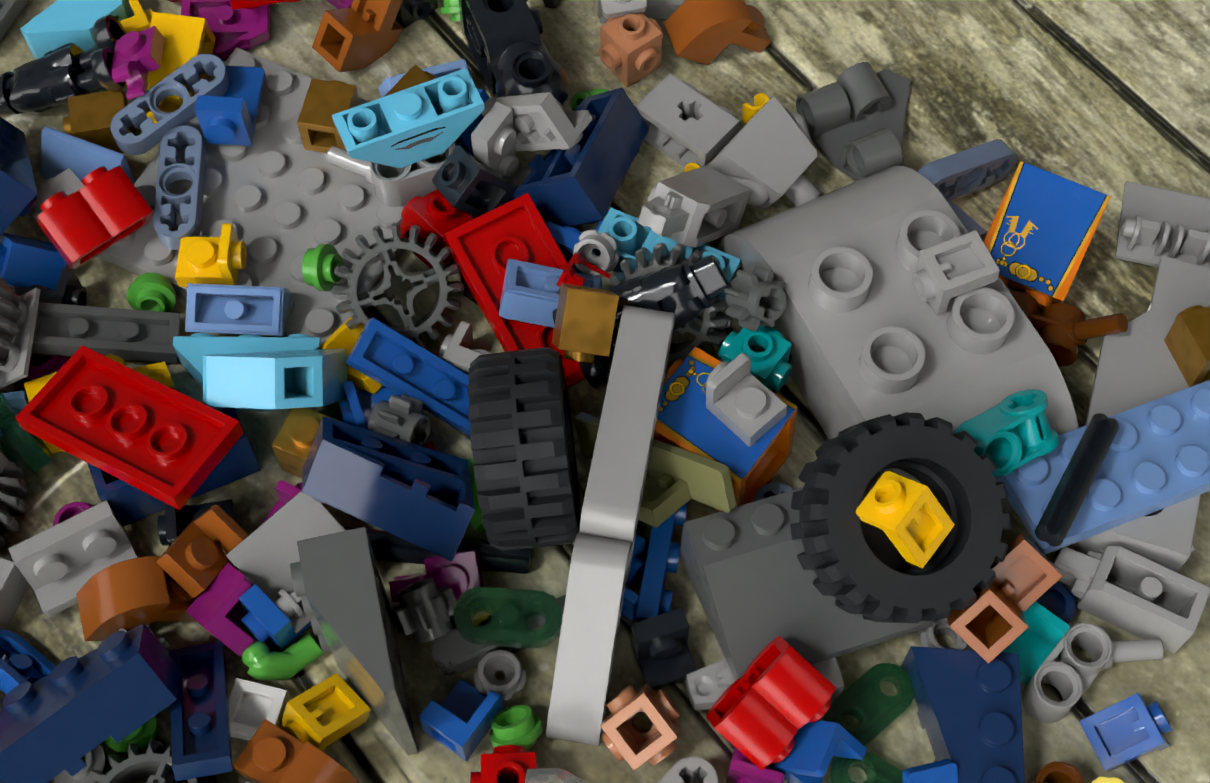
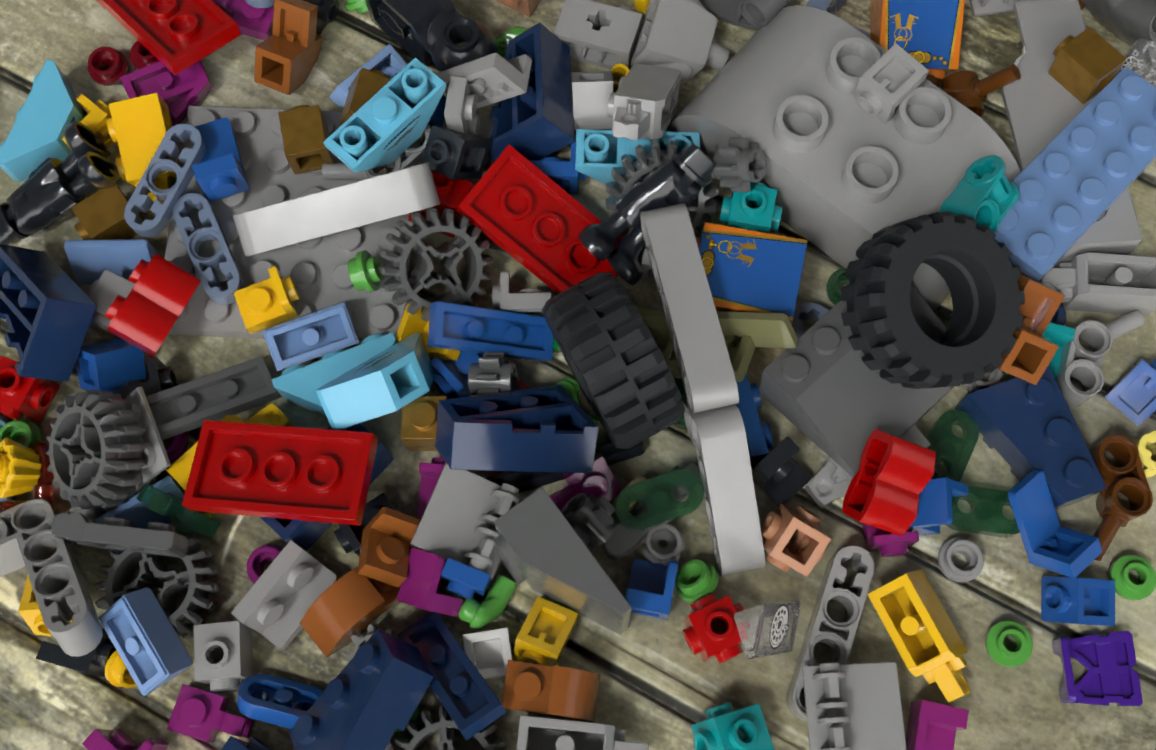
camera: 20 degrees left, 10 degrees up
(136, 56) = (116, 151): magenta plate -> none
(151, 293) = (229, 349): bright green plate -> none
(322, 191) = (337, 209): none -> beam
(533, 293) = (556, 223): medium blue slope -> none
(569, 274) = (579, 205): red piece -> none
(584, 322) = (615, 238): pearl gold brick -> none
(605, 243) = (584, 183): light grey plate -> none
(638, 180) = (591, 99): none -> light grey brick
(742, 400) = (767, 254): light grey bracket -> none
(907, 516) = (951, 300): yellow bracket -> none
(1077, 480) = (1046, 215): black axle -> none

